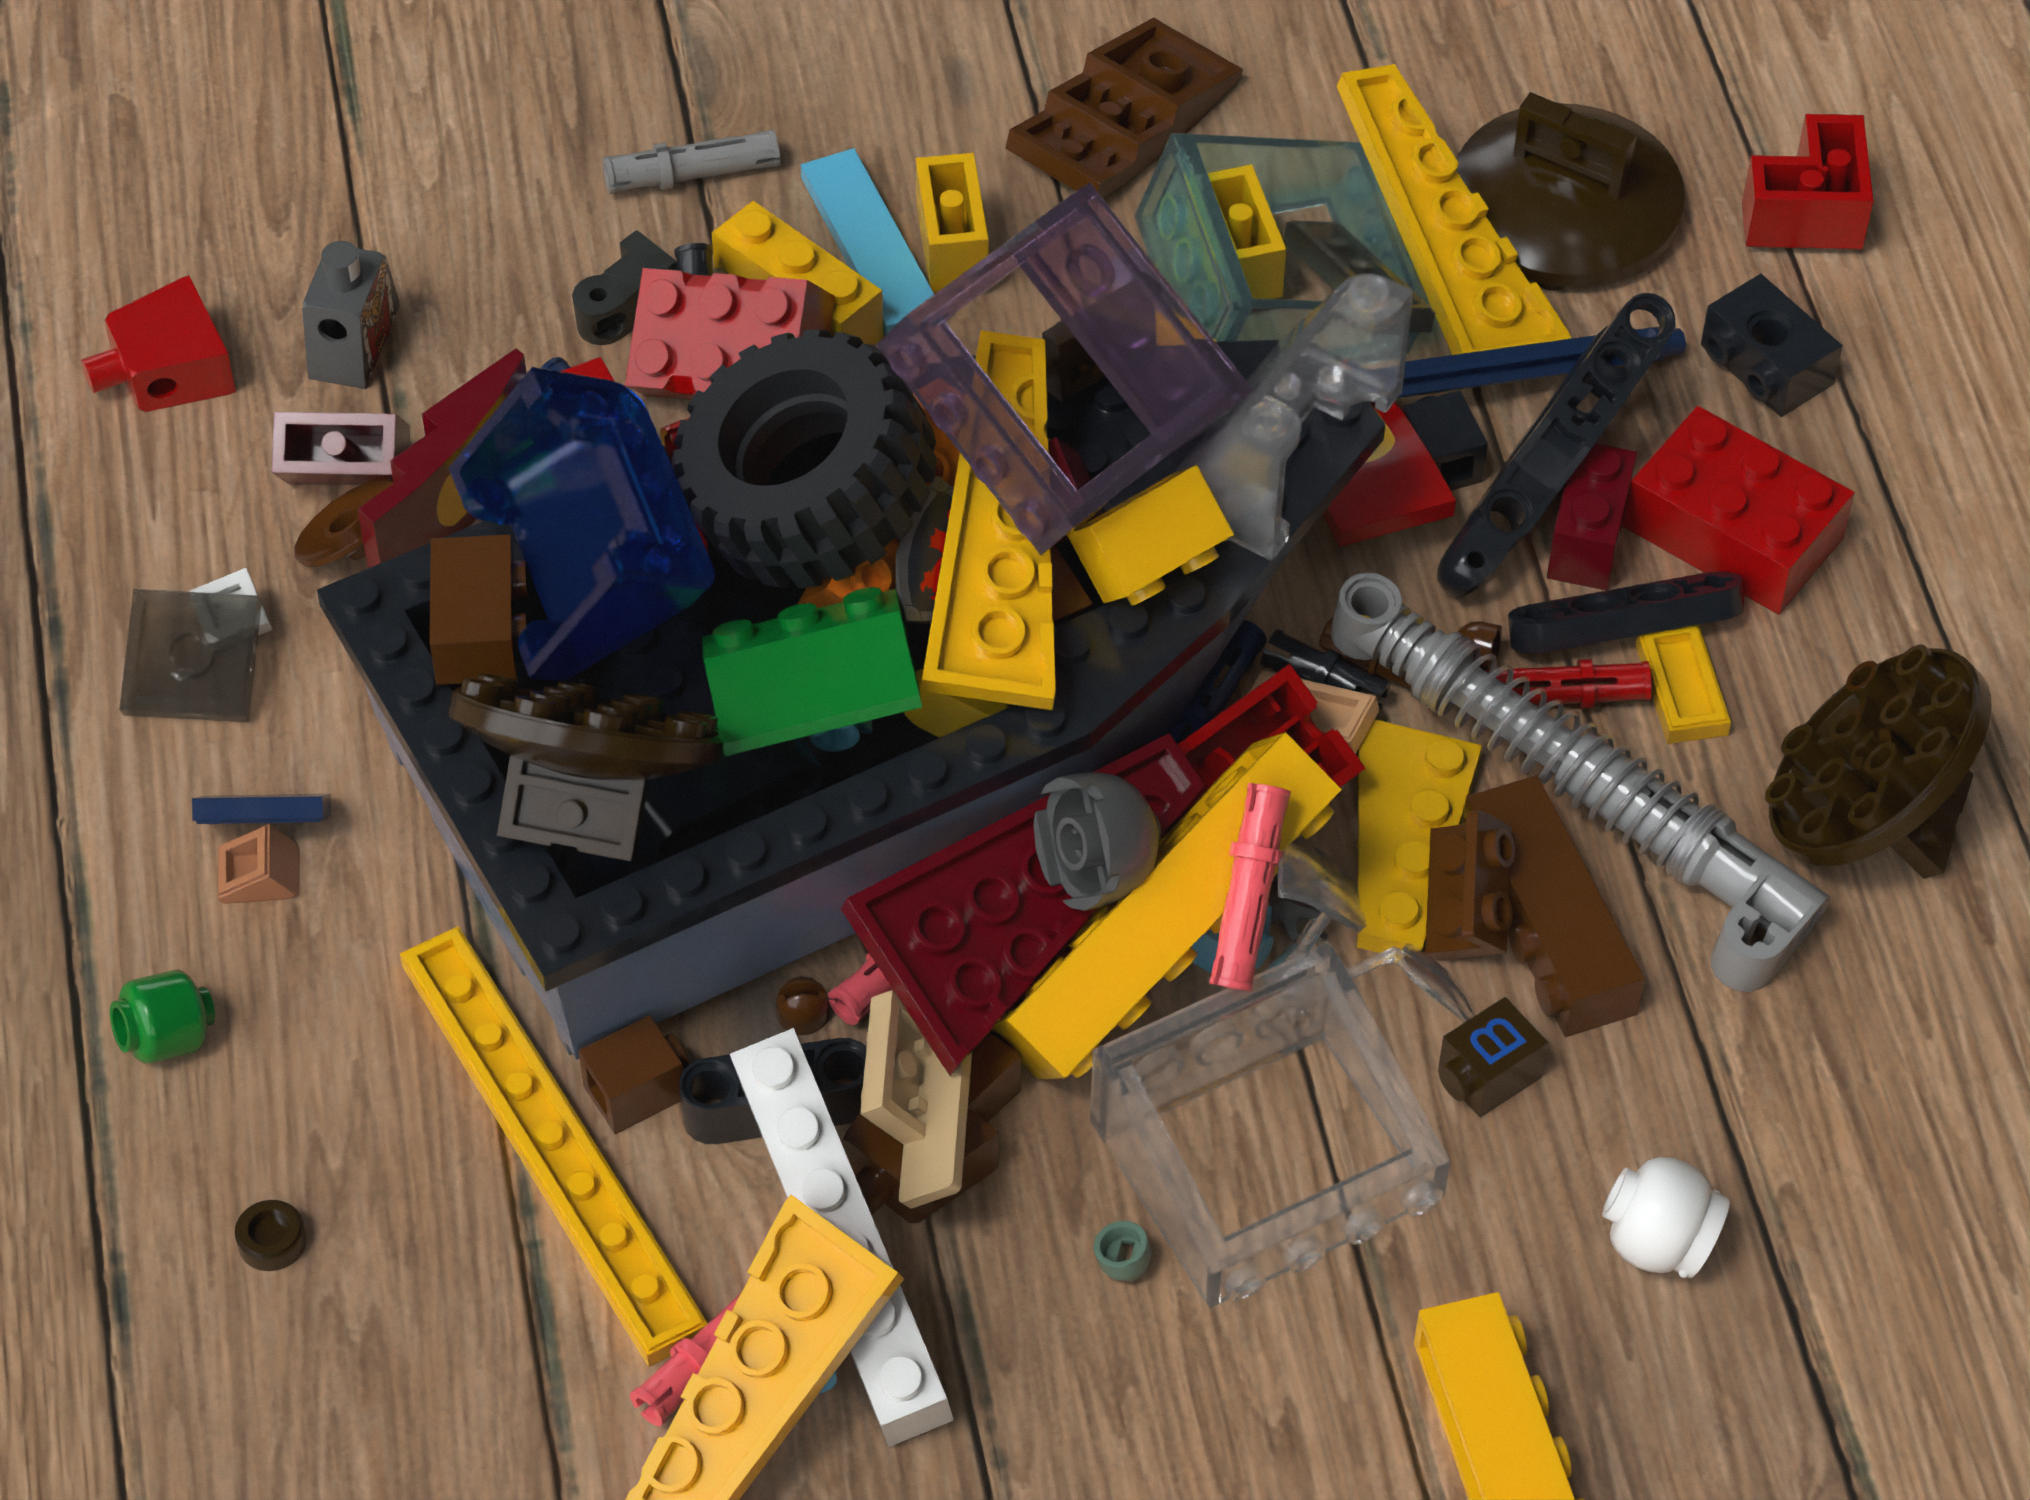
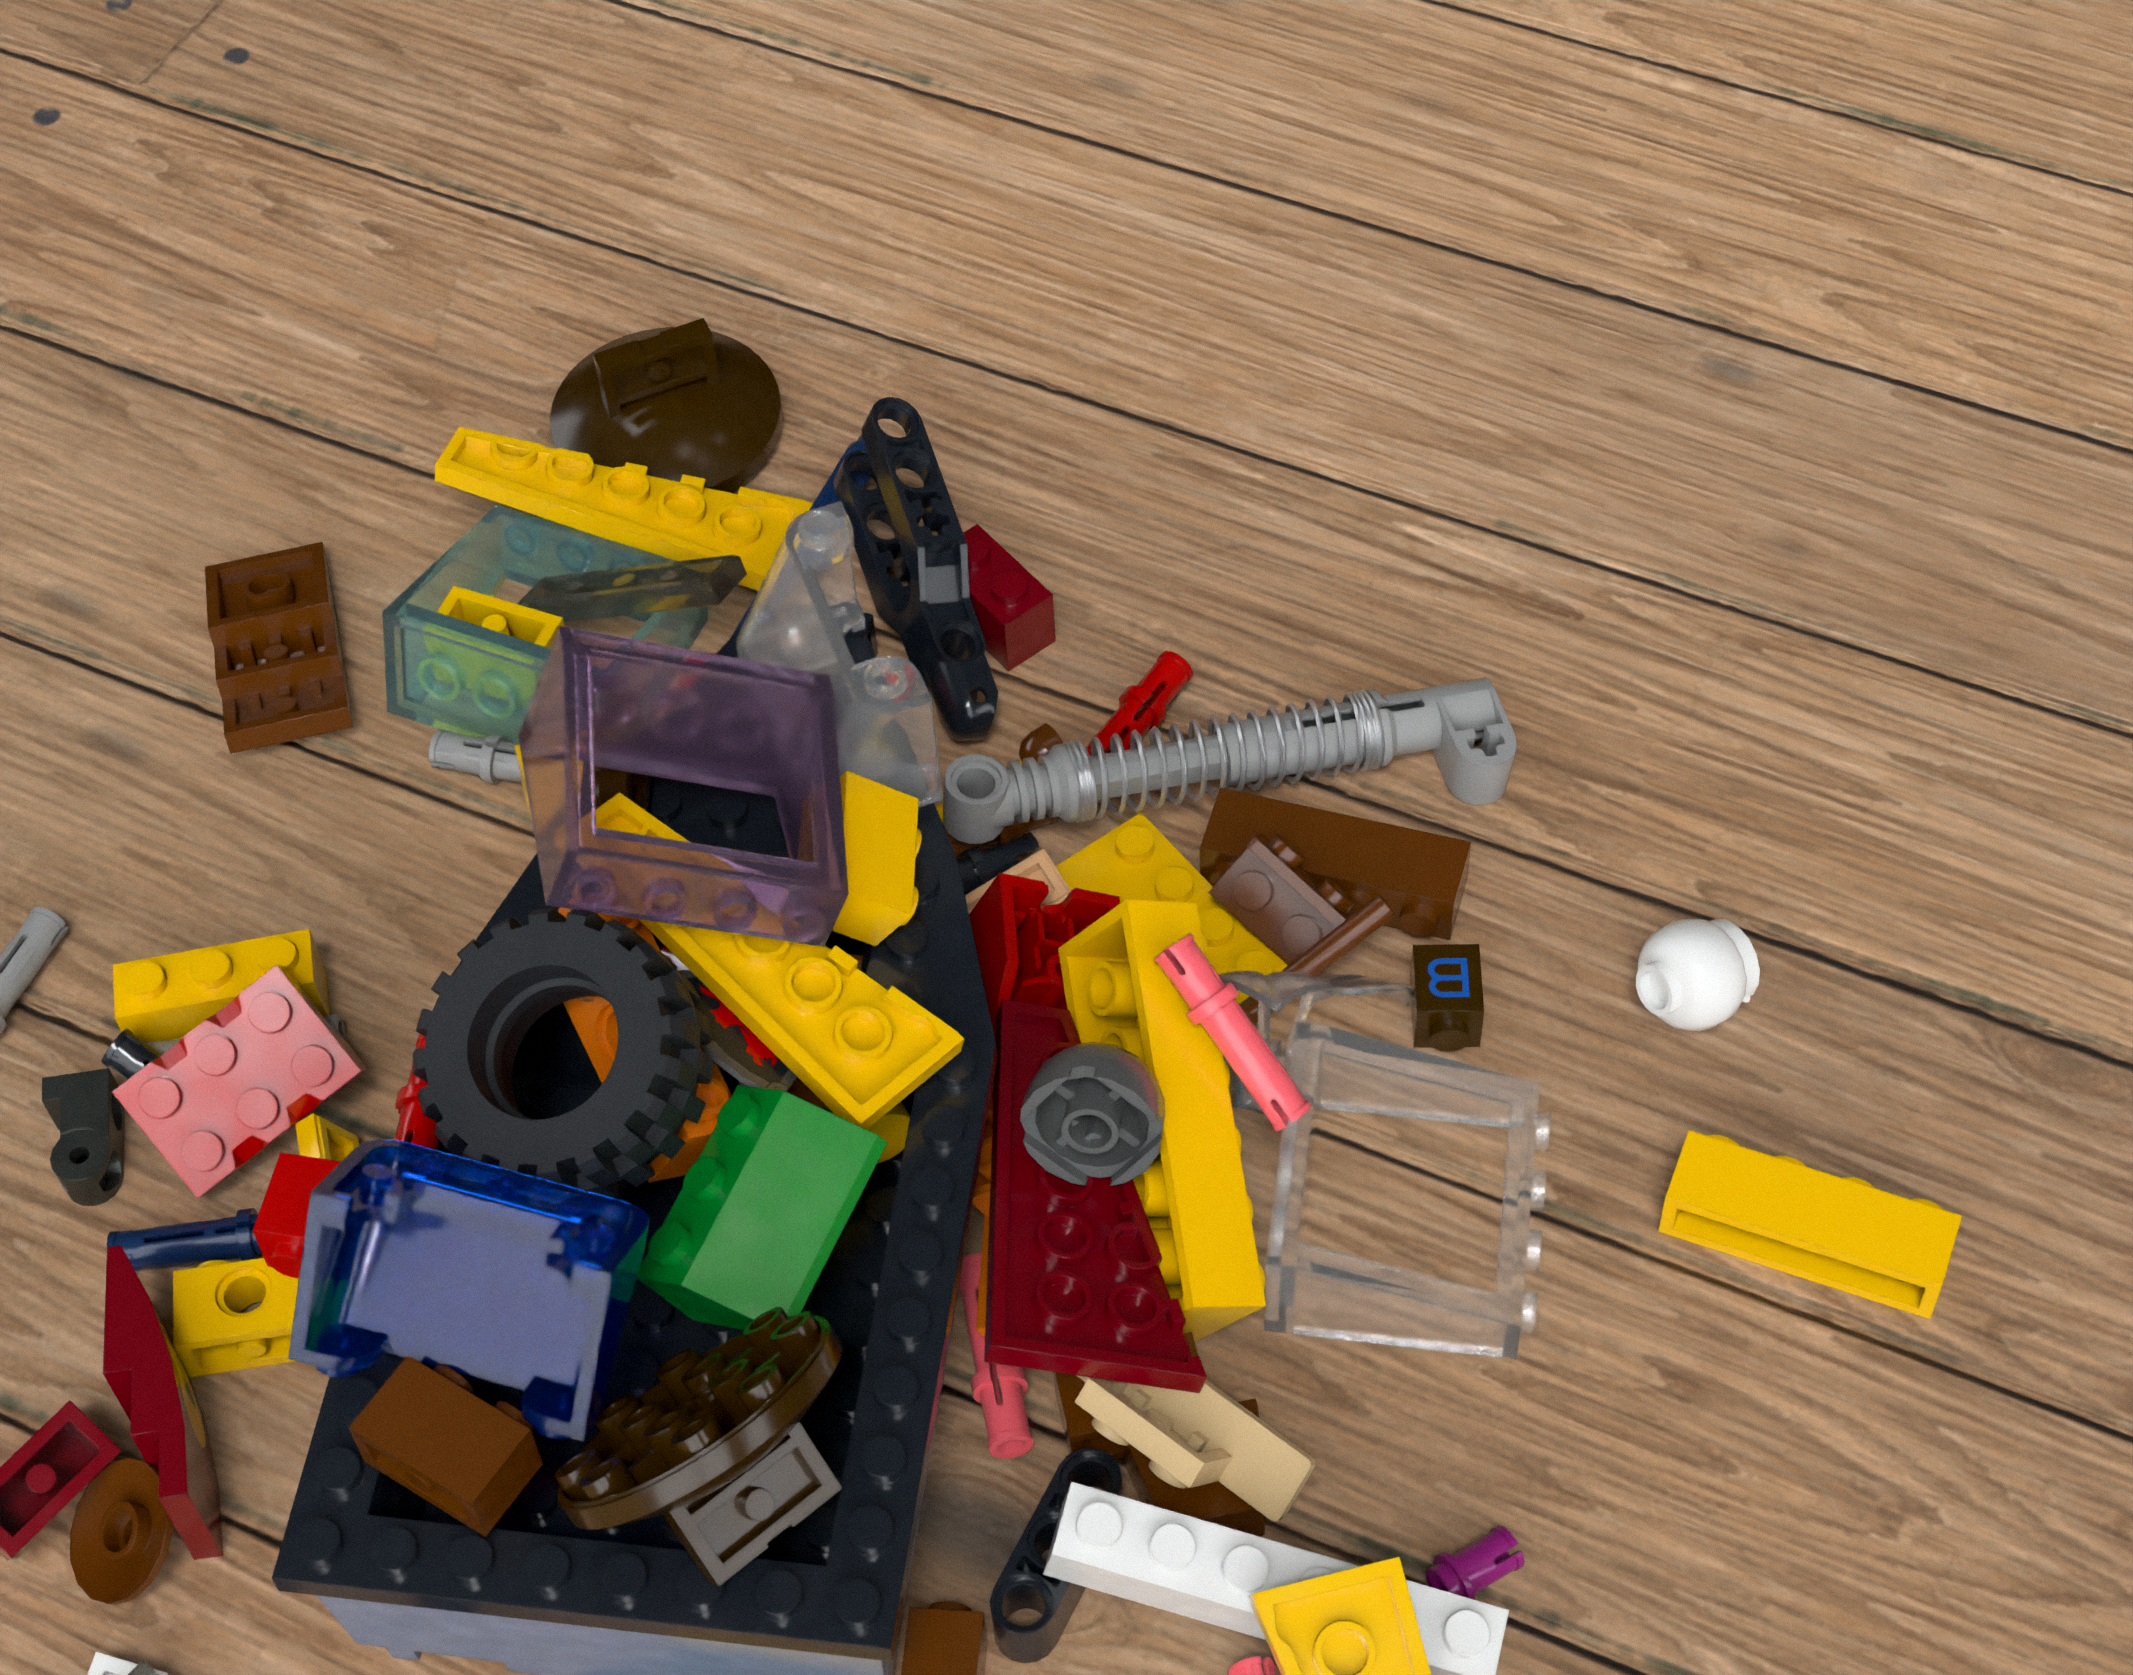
camera: 50 degrees left, 0 degrees up
(802, 1005) = (985, 1486): reddish brown hinge -> none
(866, 232) = (214, 911): medium azure tile -> none
(950, 216) = (279, 836): yellow brick -> none
(988, 1373) = (1476, 1564): none -> magenta pin
(1111, 1251) = (1438, 1372): sand green hinge -> none
(1424, 936) = (1334, 945): none -> reddish brown bar
(1626, 612) = (1099, 638): black beam -> none
(1684, 685) = (1214, 652): yellow tile -> none
(1738, 508) = (1076, 501): red brick -> none
(1770, 345) = (943, 380): black brick -> none
(1812, 197) = (826, 262): red brick -> none
(1884, 763) = (1402, 558): dark brown bracket -> none

